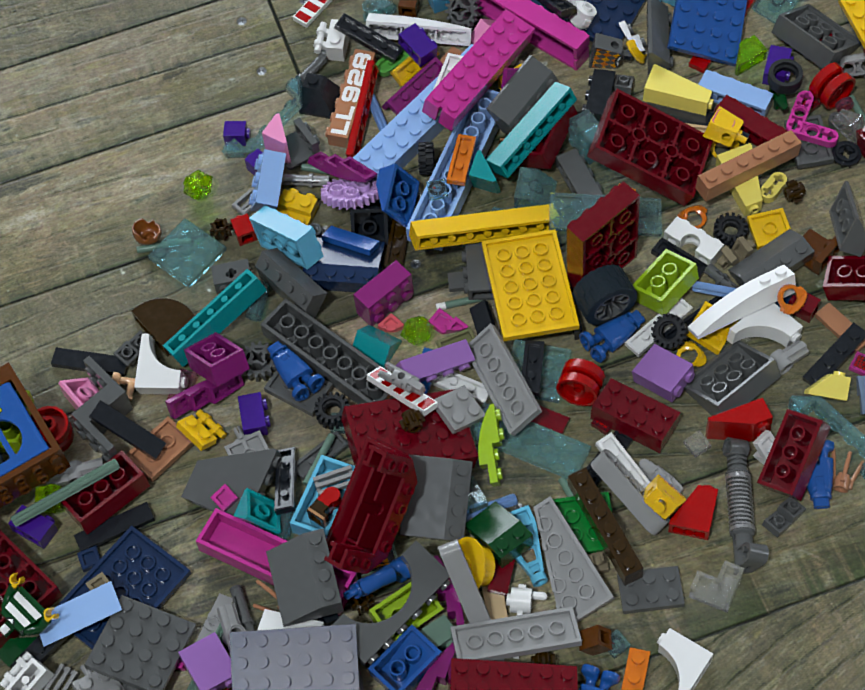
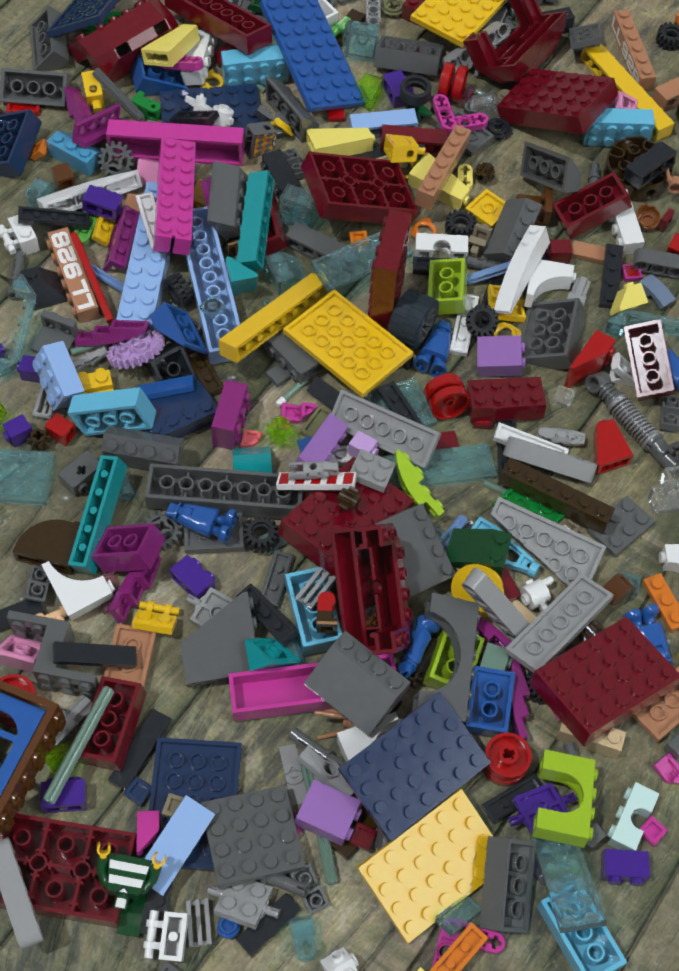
camera: 45 degrees left, 0 degrees up
(71, 588) = (147, 829): none -> dark pink slope
(209, 210) = (17, 430): none -> dark purple brick
(224, 498) = (229, 660): dark pink tile -> none
(275, 138) = (37, 334): bright pink slope -> none
(323, 451) = (280, 581): sand green bar -> none
(461, 160) = (215, 273): orange plate -> none
(475, 384) = (364, 442): none -> lavender brick
(663, 497) = (583, 450): yellow torso -> none
(801, 296) = (559, 246): orange piece -> none

